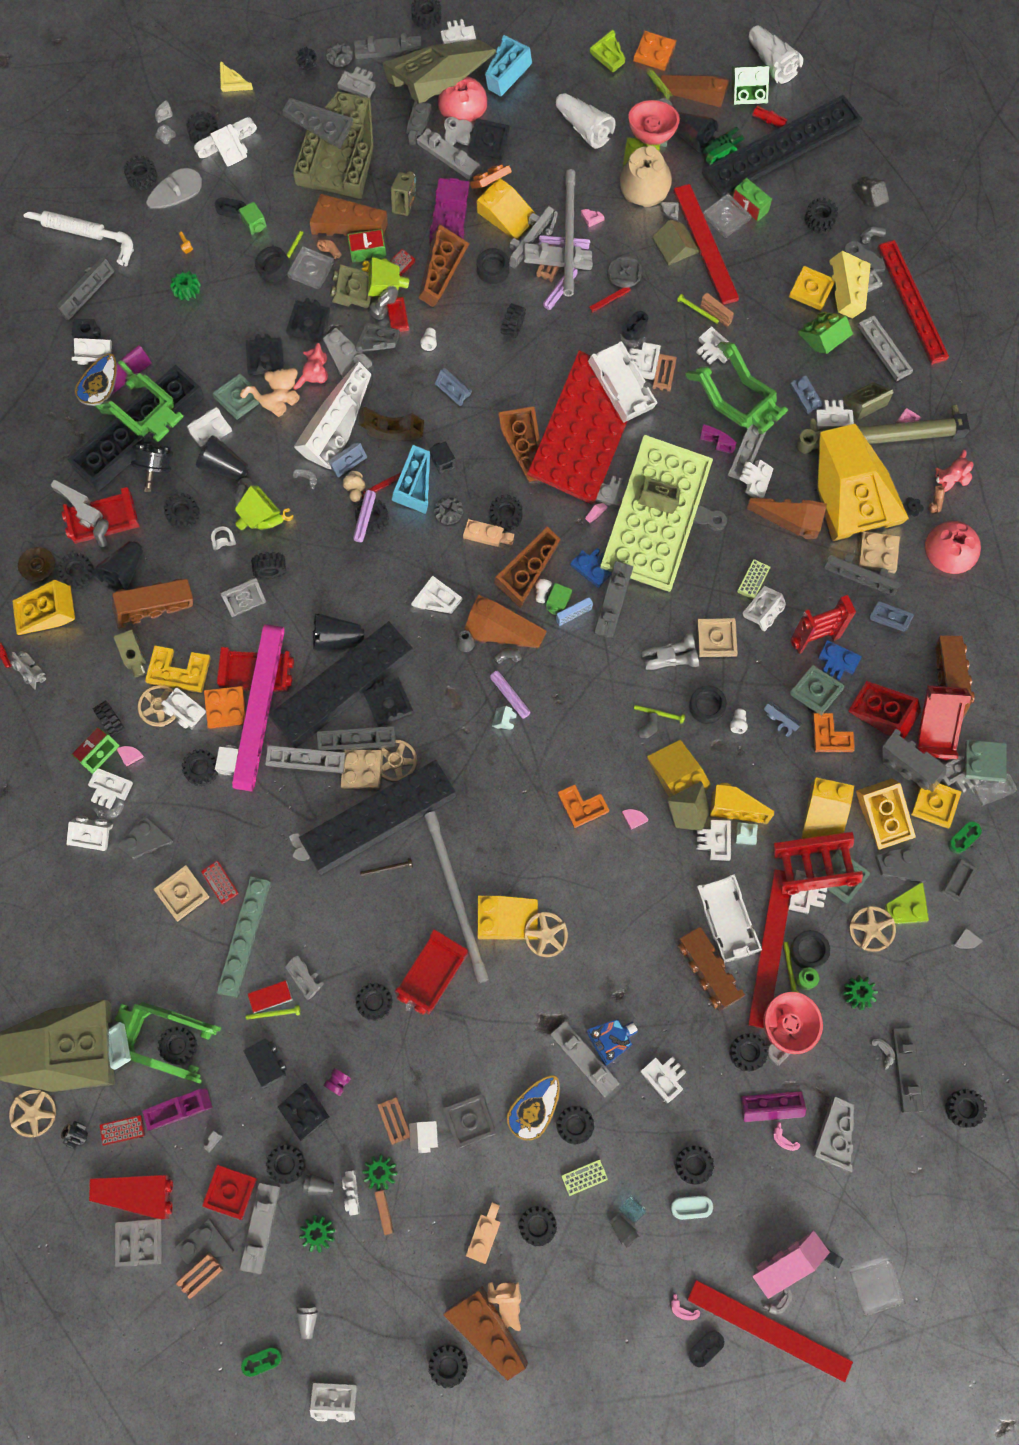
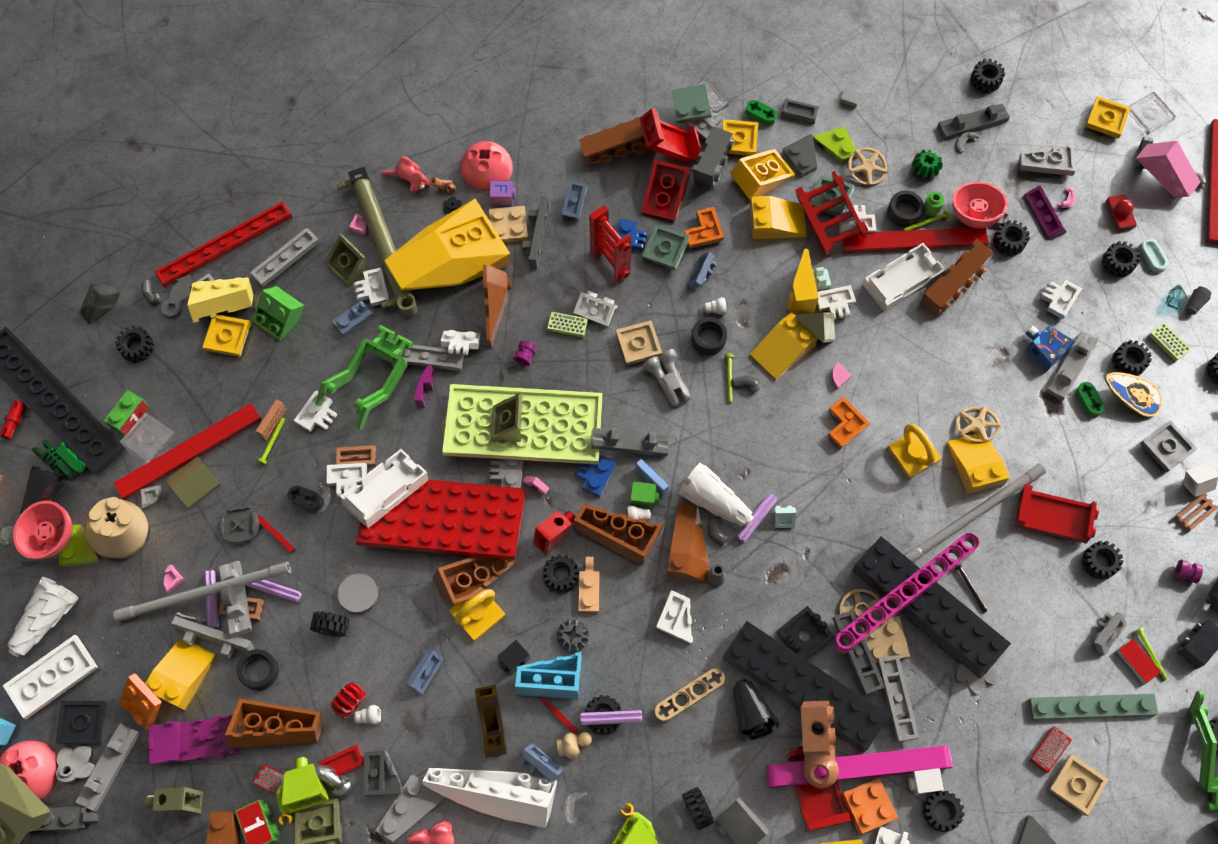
camera: 105 degrees left, 5 degrees down
(288, 667) = (819, 743): none -> nougat brick
(365, 591) = (691, 697): none -> tan beam
(391, 797) = (901, 600): none -> dark pink beam
(444, 323) = (348, 700): none -> red gear
(489, 438) = (478, 614): none -> yellow tile
(532, 122) = (50, 677): none -> white plate
(534, 862) = (914, 451): none -> yellow tile
(537, 351) = (358, 593): none -> light grey tile
(541, 507) = (553, 531): none -> red torso
(541, 655) = (710, 493): none -> white cone
(544, 1066) = (1090, 399): none -> green beam
(557, 246) = (228, 595): none -> dark grey tile
(731, 532) = (524, 353): none -> magenta wheel
(753, 1193) = (1122, 212): none -> red tile
(881, 1230) = (1108, 117): none -> yellow plate
(915, 551) = (502, 193): none -> medium lavender brick

